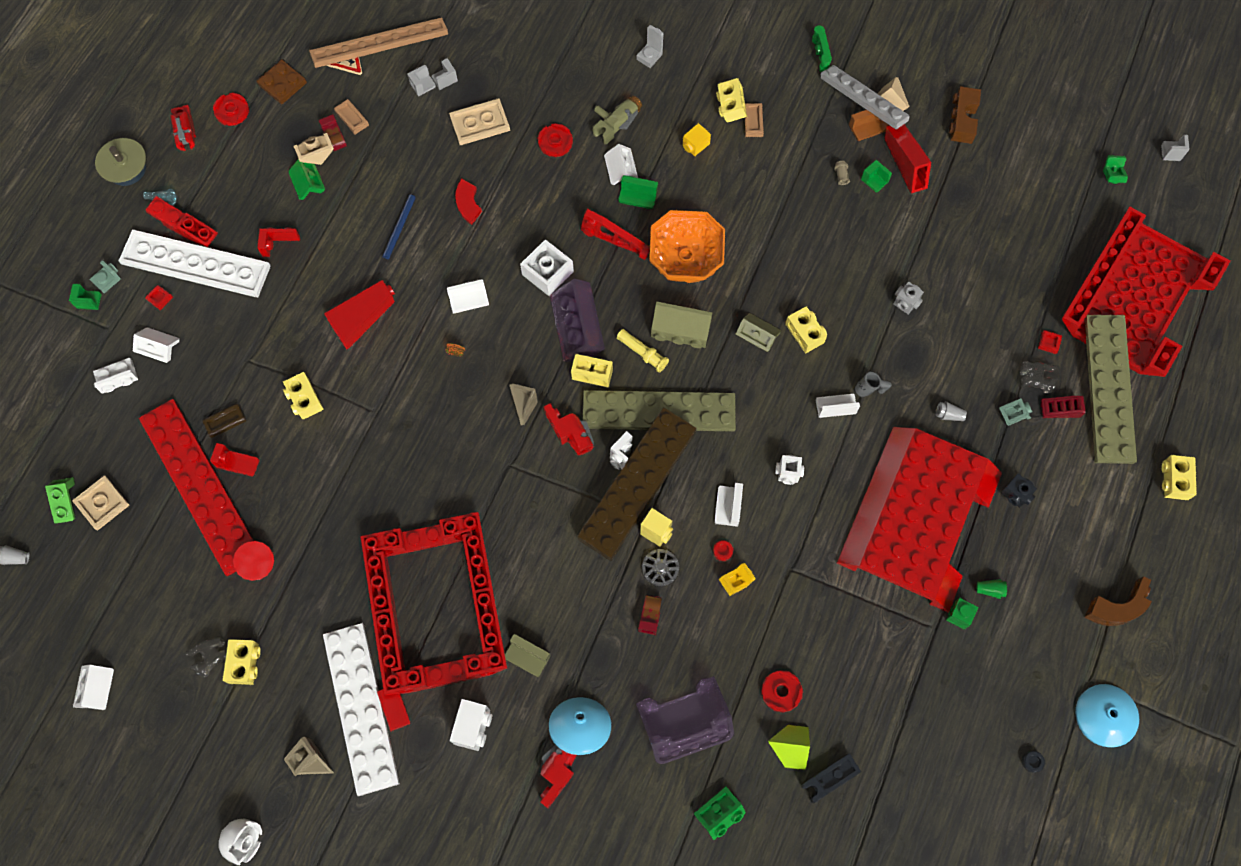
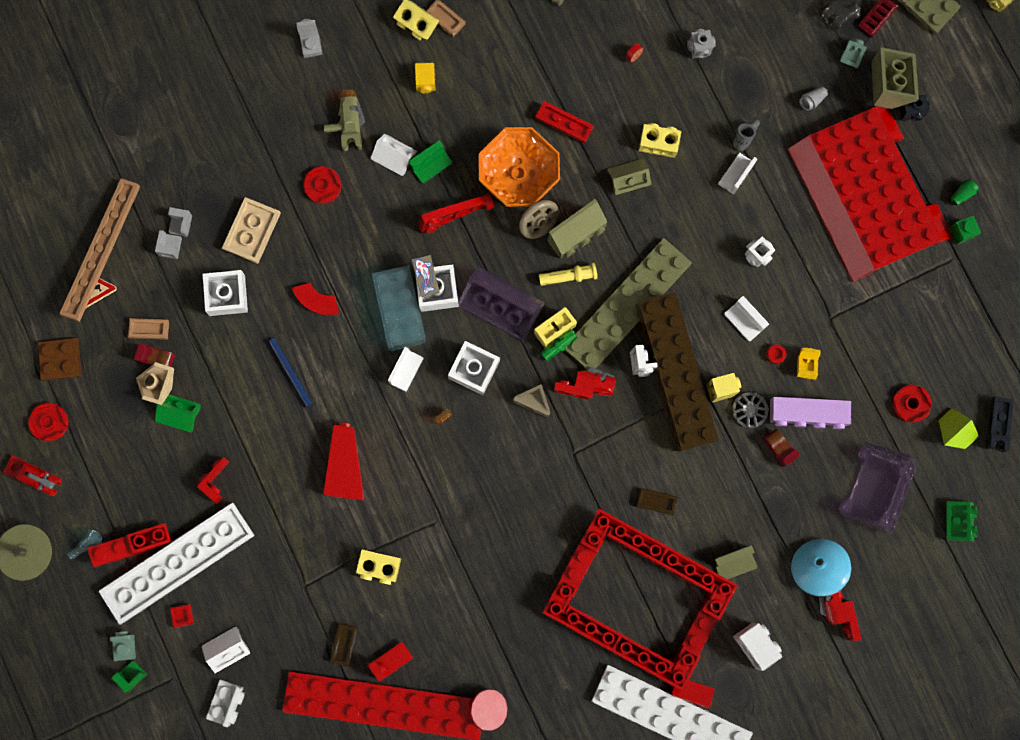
camera: 55 degrees left, 10 degrees up
(417, 138) = (225, 293): none -> white brick
(501, 262) = (399, 308): none -> clear light blue brick
(509, 339) = (473, 368): none -> white brick
(524, 556) = (656, 501): none -> dark brown tile
(546, 249) = (425, 276): none -> tile
(582, 385) = (559, 344): none -> green pin
(673, 284) = (538, 218): none -> dark tan plate
(699, 612) = (810, 411): none -> lavender brick
(755, 255) = (564, 122): none -> red plate
(855, 259) = (634, 52): none -> red tile
(1025, 455) = (894, 78): none -> olive slope

